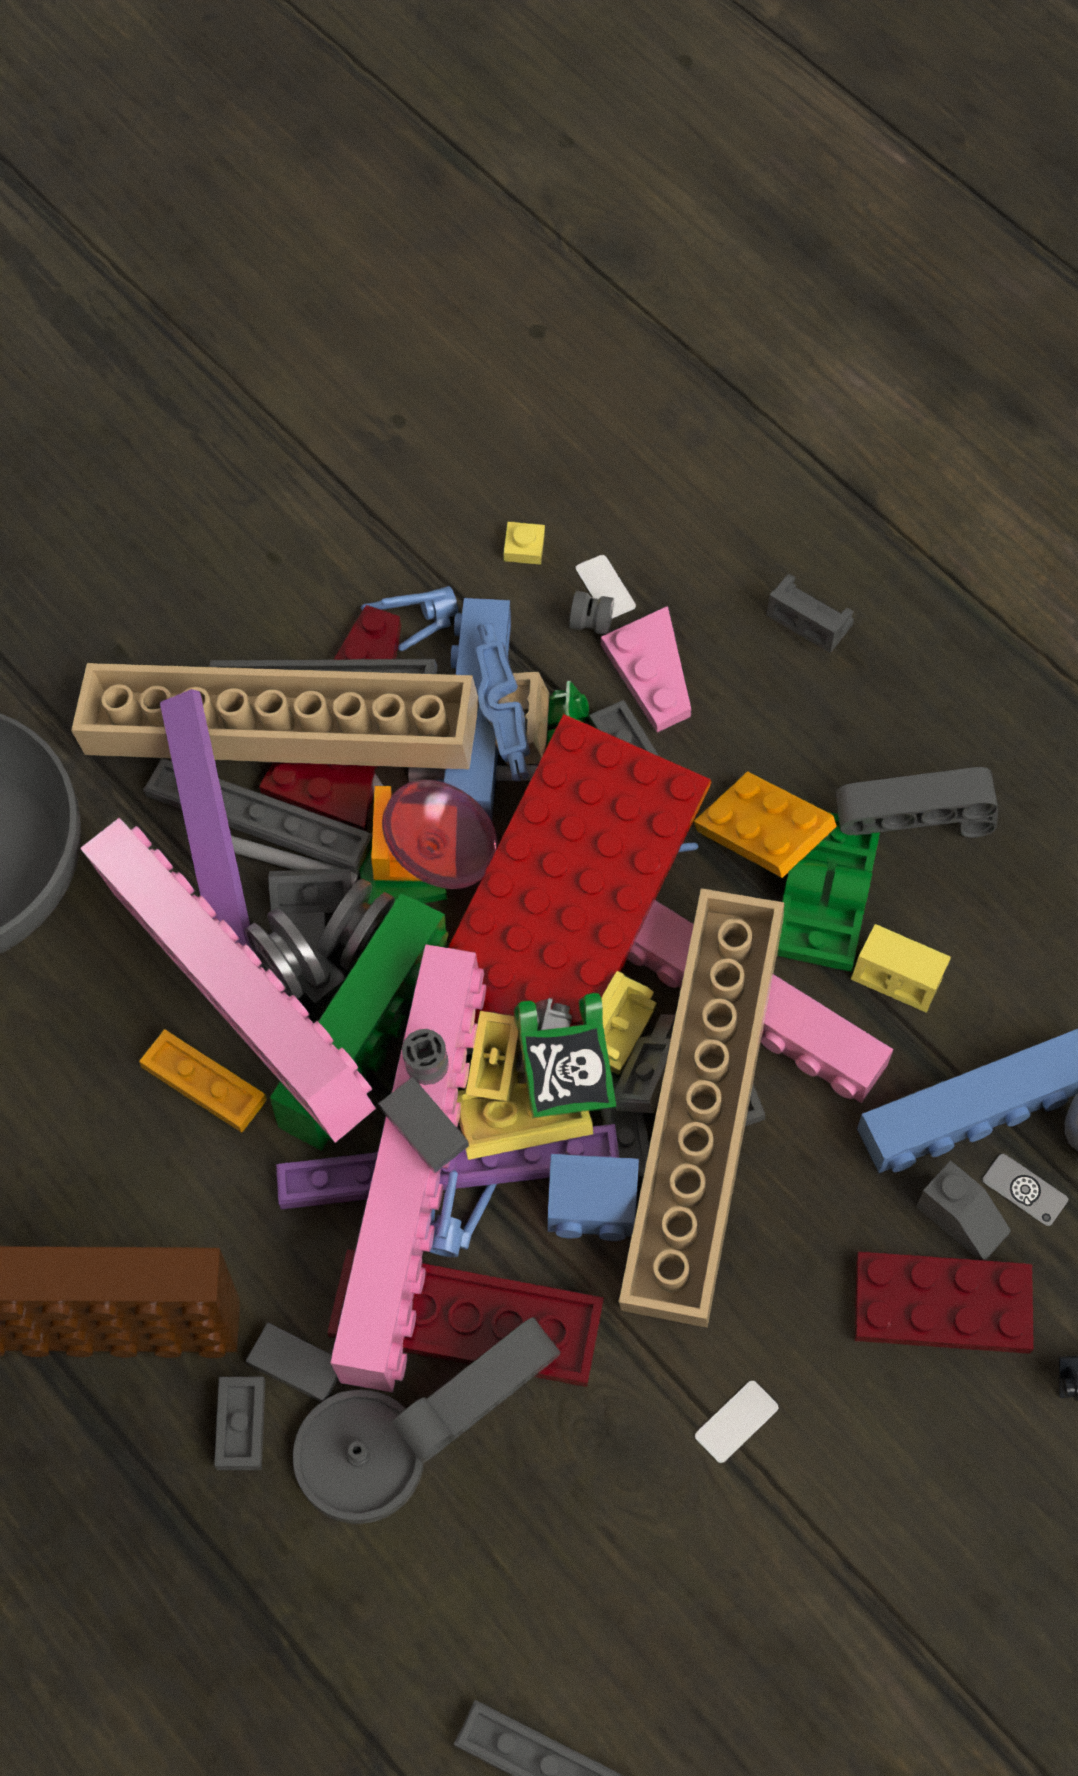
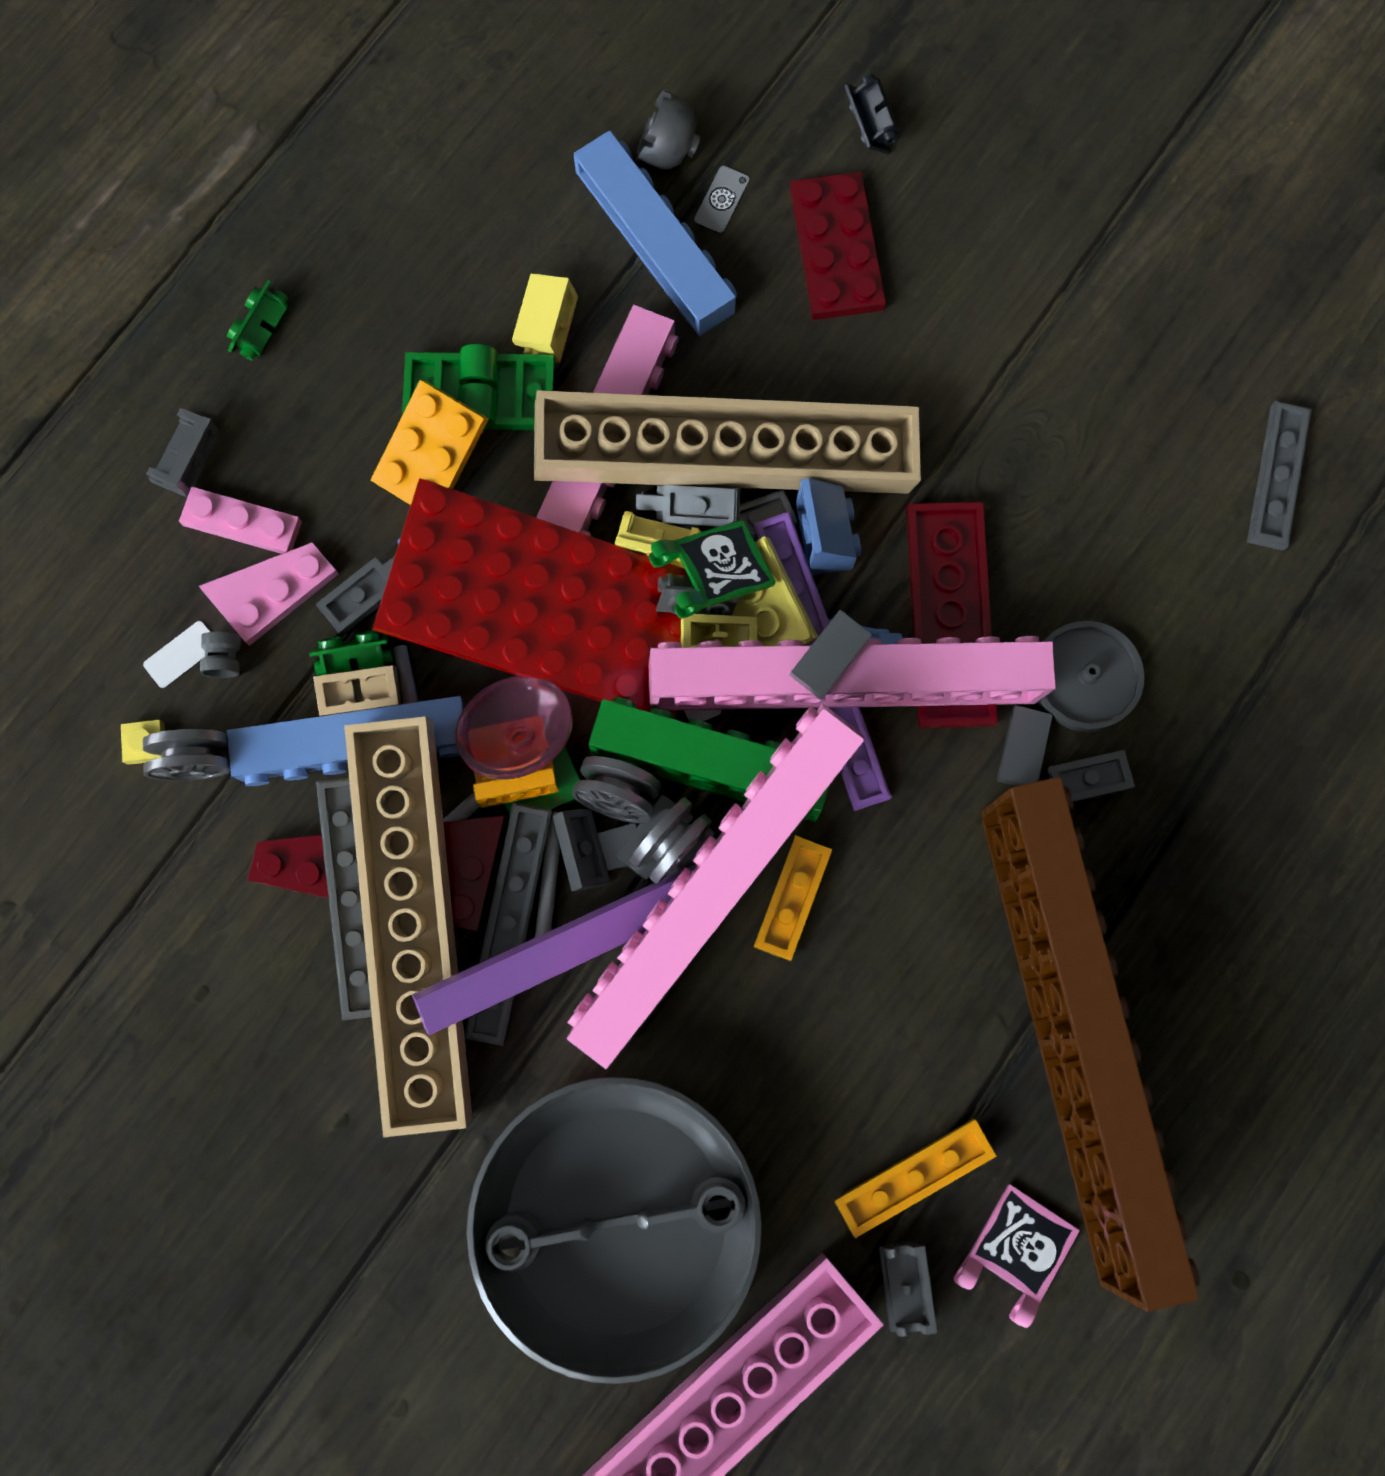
camera: 105 degrees left, 15 degrees up
(429, 1065) = (768, 670): dark grey wheel -> none
(435, 604) = (236, 811): medium blue plant -> none
(476, 1390) = (1025, 586): dark grey beam -> none
(493, 562) = (186, 754): none -> flat silver wheel
(505, 718) = (332, 713): medium blue piece -> none
(729, 654) = (240, 521): none -> bright pink plate
(736, 1421) = (974, 388): white sticker -> none
(919, 802) = (385, 316): dark grey beam -> none
(957, 704) = (263, 307): none -> green hinge
(964, 1211) = (757, 240): dark grey slope -> none

